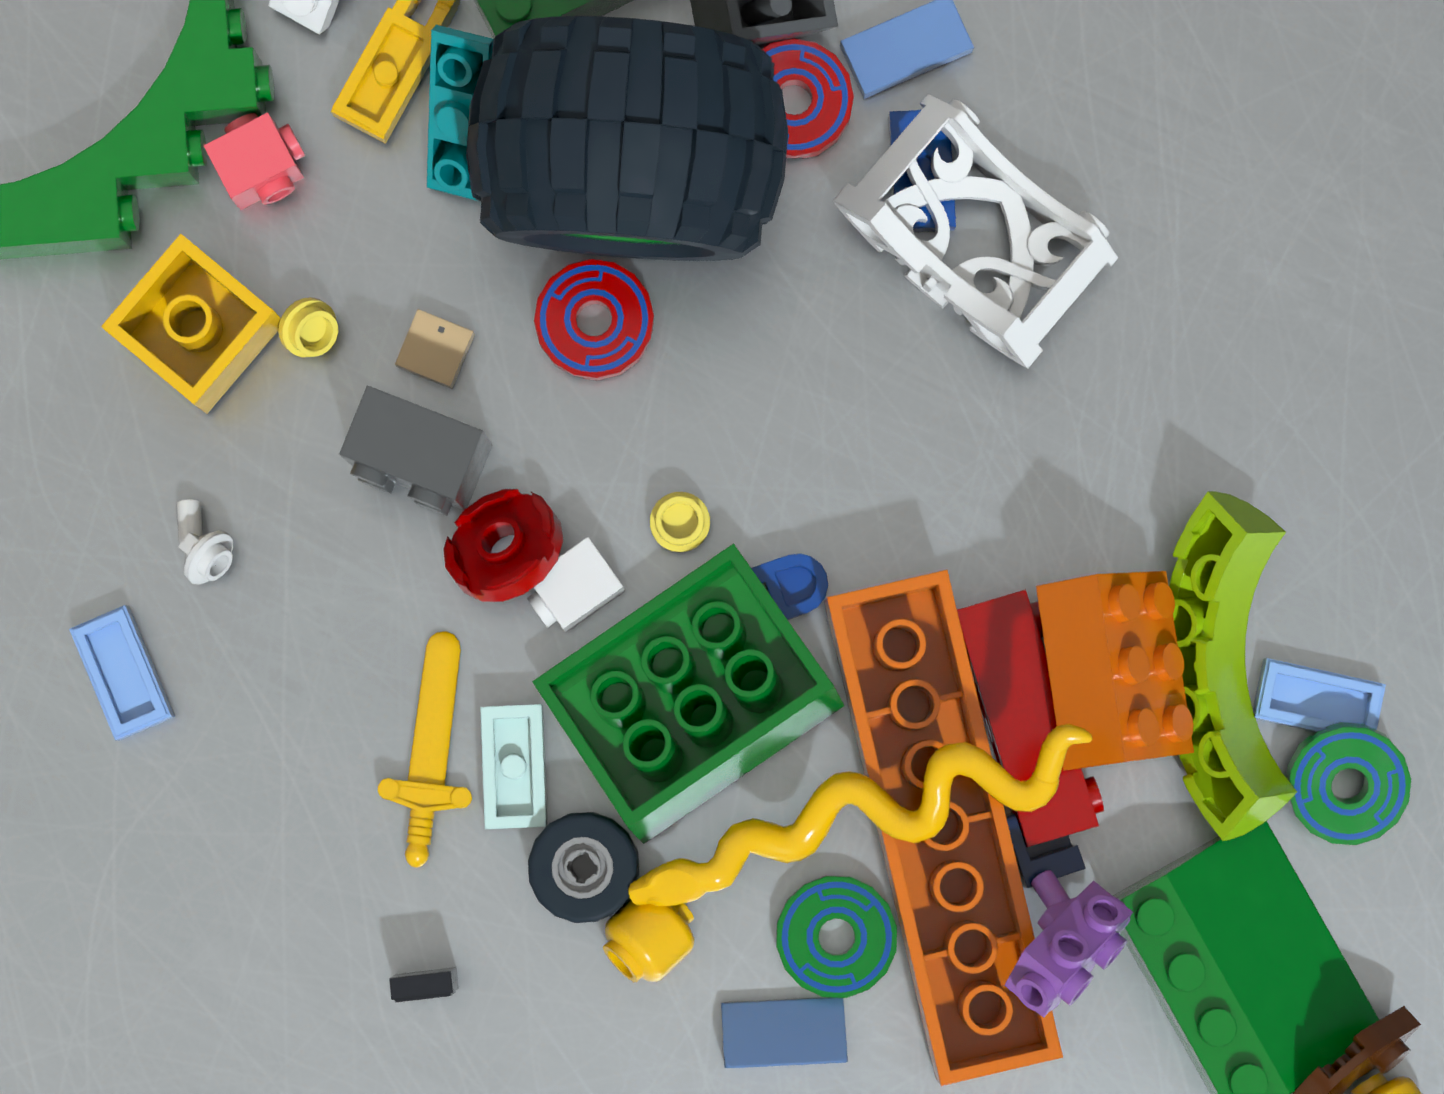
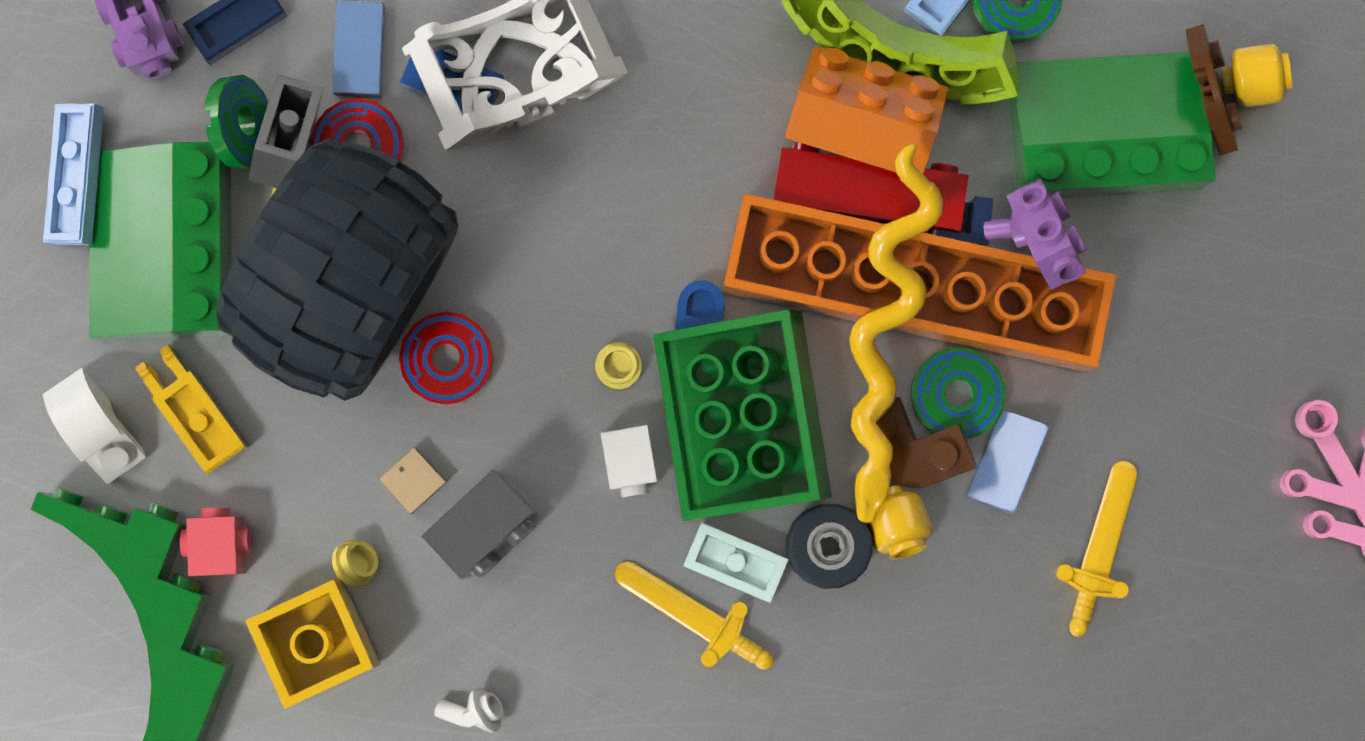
camera: 70 degrees left, 0 degrees up
(423, 984) = (858, 696): black tile -> none
(453, 77) = (234, 374): teal slope -> none
(520, 565) = (598, 493): red tile -> none
(738, 934) = (927, 459): none -> reddish brown plate

